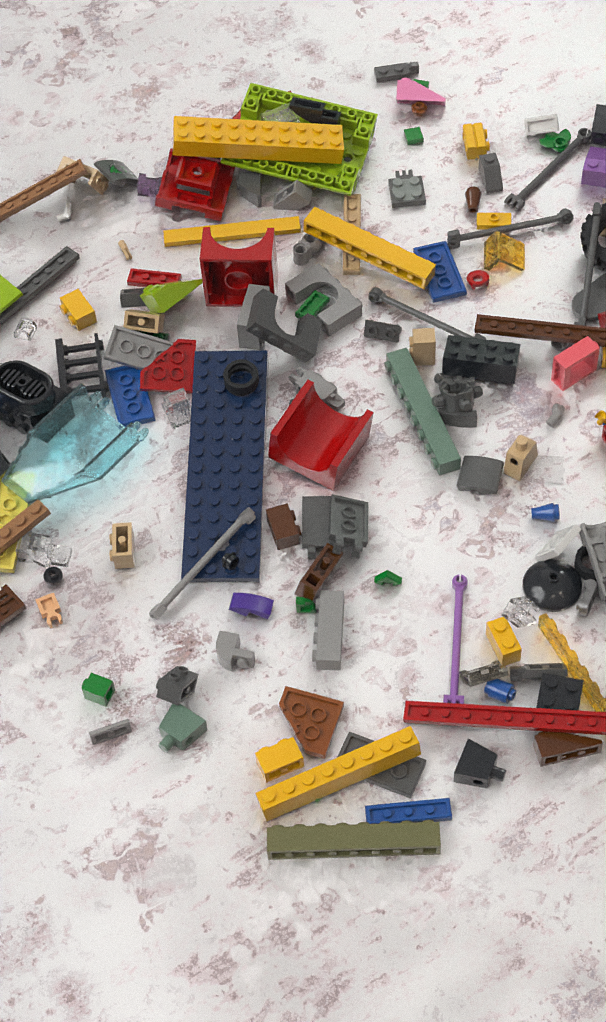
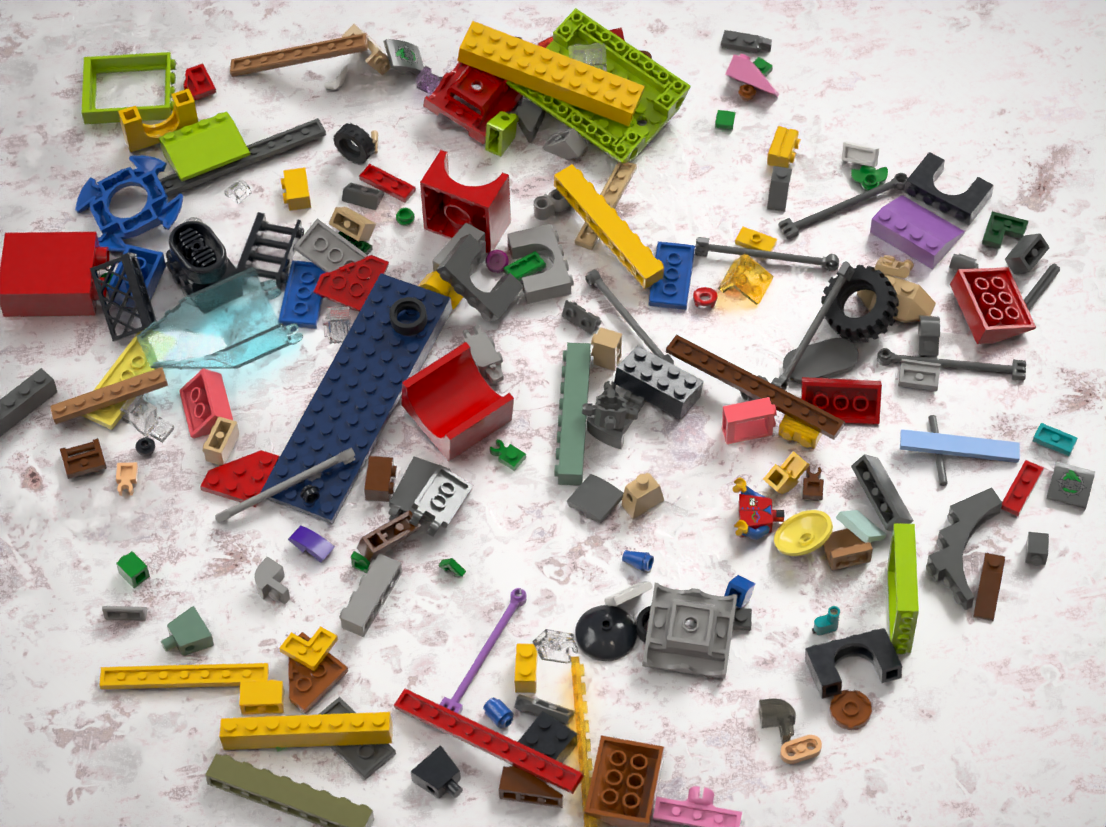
camera: 20 degrees right, 0 degrees up
(89, 518) = (204, 401): none -> coral slope
(113, 245) = (353, 133): none -> black tyre
(156, 571) = (240, 477): none -> red plate
(164, 296) = (384, 204): lime slope -> none
(176, 685) = (202, 592): dark grey brick -> none
(186, 302) = (405, 216): none -> green plate
(194, 769) = (182, 676): none -> yellow plate
(232, 231) = (488, 159): yellow tile -> none
(233, 199) = (500, 132): none -> lime torso
(249, 342) = (436, 284): none -> yellow brick
(285, 310) = (496, 261): none -> magenta hat
(302, 702) = (312, 652): none -> yellow plate
(314, 111) = (624, 63): black slope -> none
(385, 466) = (508, 456): none -> green plate
(406, 190) = (686, 176): piece -> none
(414, 811) = (357, 792): blue tile -> none
(473, 198) = (746, 211): reddish brown cone -> none
(483, 674) = (490, 691): clear smoke plate -> none
(557, 415) = (708, 463): light grey arm -> none
(584, 605) = (629, 659): flat silver plate -> none

